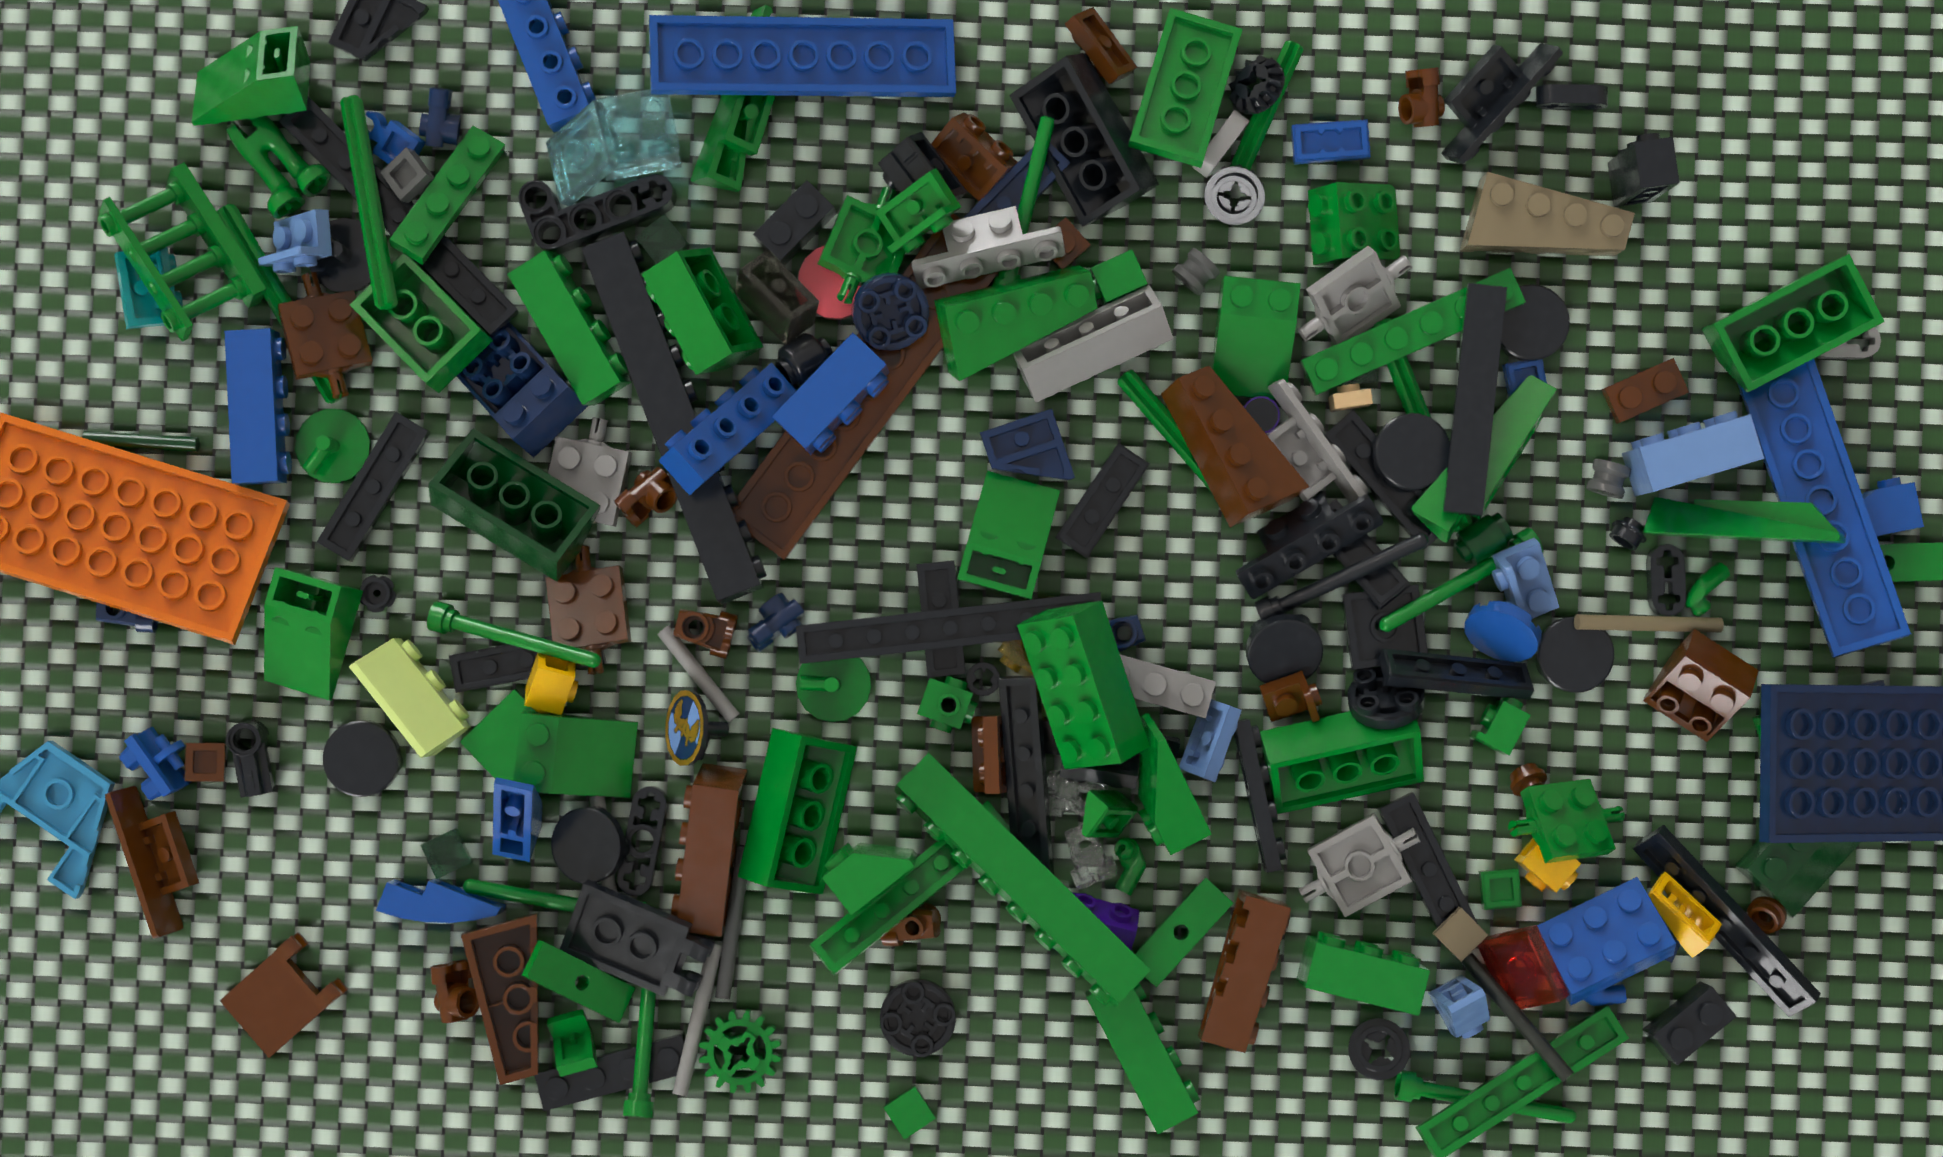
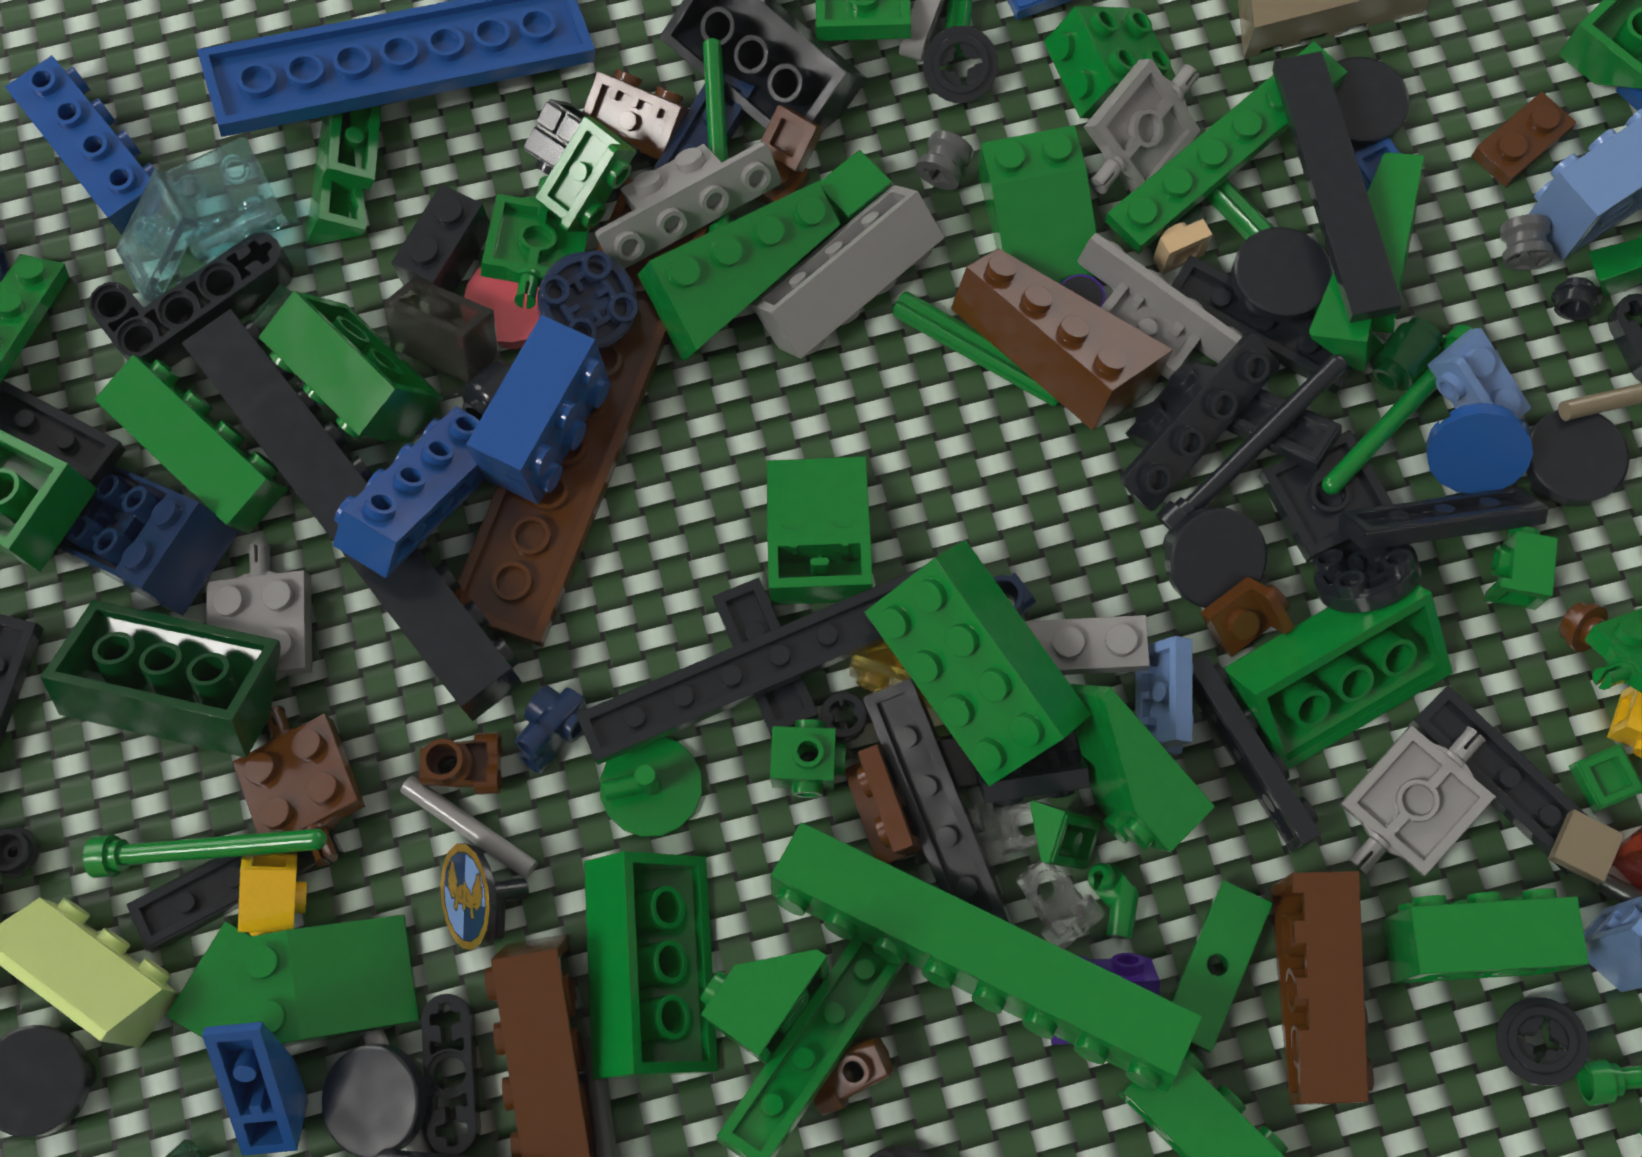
camera: 15 degrees left, 15 degrees down
(650, 491) = (341, 614): reddish brown plate -> none
(1029, 447) = (810, 418): dark blue wing -> none
(1082, 223) = (791, 137): none -> reddish brown plate
(1102, 500) = (921, 456): black tile -> none

